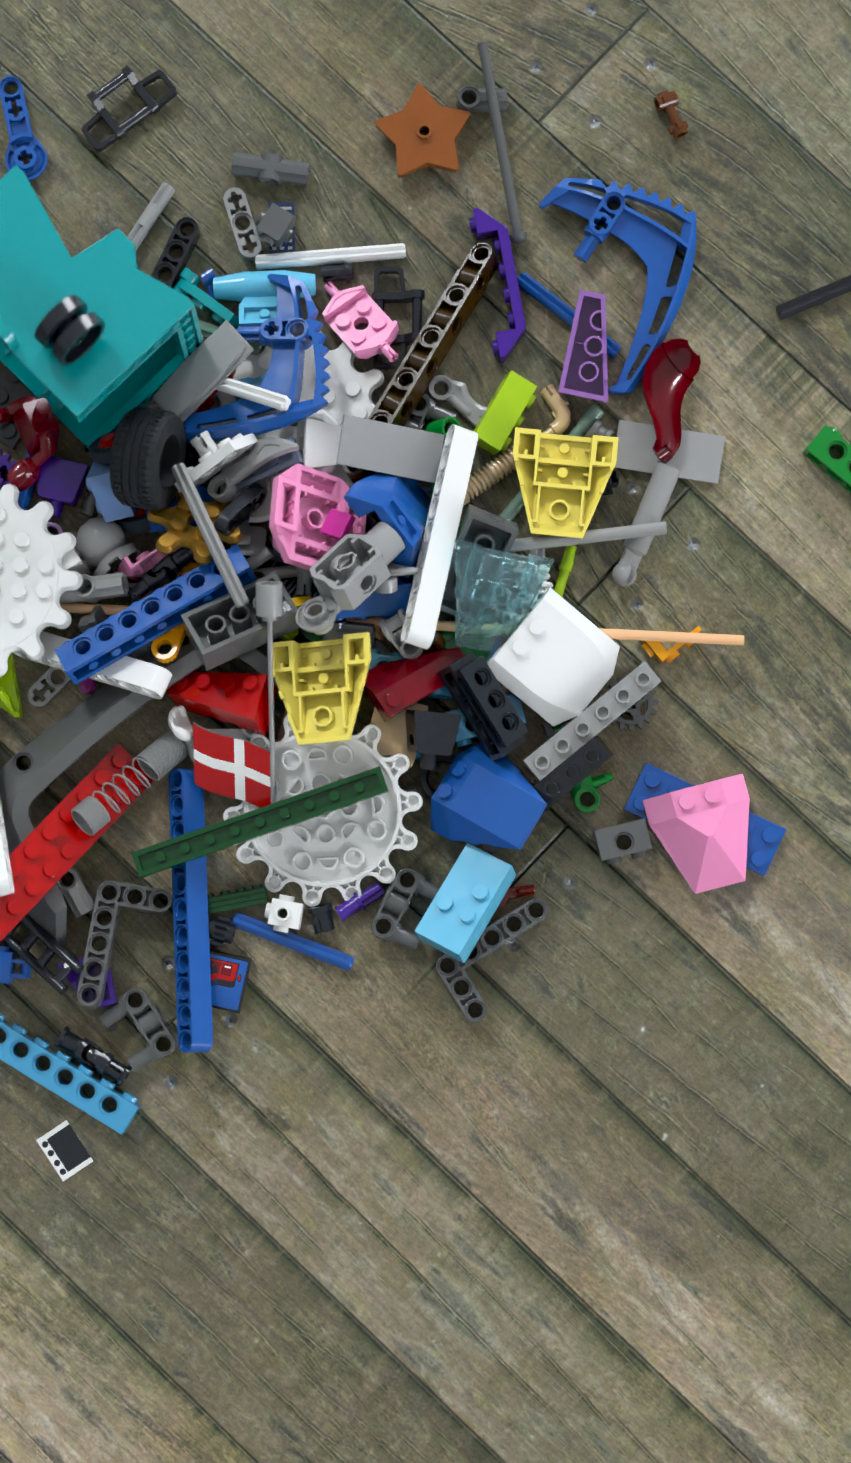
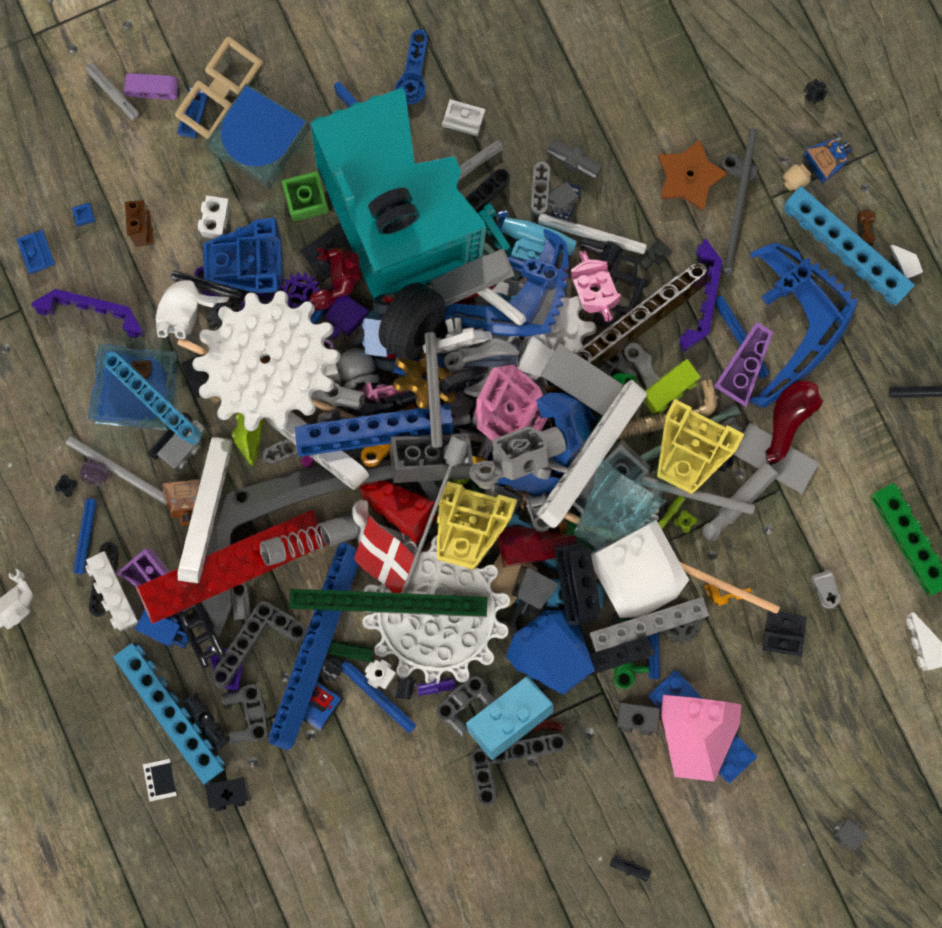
camera: 20 degrees right, 5 degrees down
(108, 169) = (463, 117): none -> white plate
(139, 87) = (481, 94): black bar -> none
(140, 1136) = (216, 791): none -> black brick
(337, 524) = (524, 417): dark pink tile -> none
(364, 272) = (611, 253): none -> black bush
(422, 251) = (656, 253): none -> pearl dark grey plate
(560, 84) = (796, 177): none -> tan head
(580, 577) = (685, 516): none -> lime plate
(589, 44) = (827, 158): none -> torso
(615, 762) = (654, 661): none -> blue axle
(649, 135) = (858, 246): none -> dark azure brick
(683, 1025) = (630, 868): none -> black pin
(738, 138) = (907, 261): none -> white slope
(762, 665) = (784, 633): none -> black slope
(789, 586) = (826, 586): none -> light grey piece

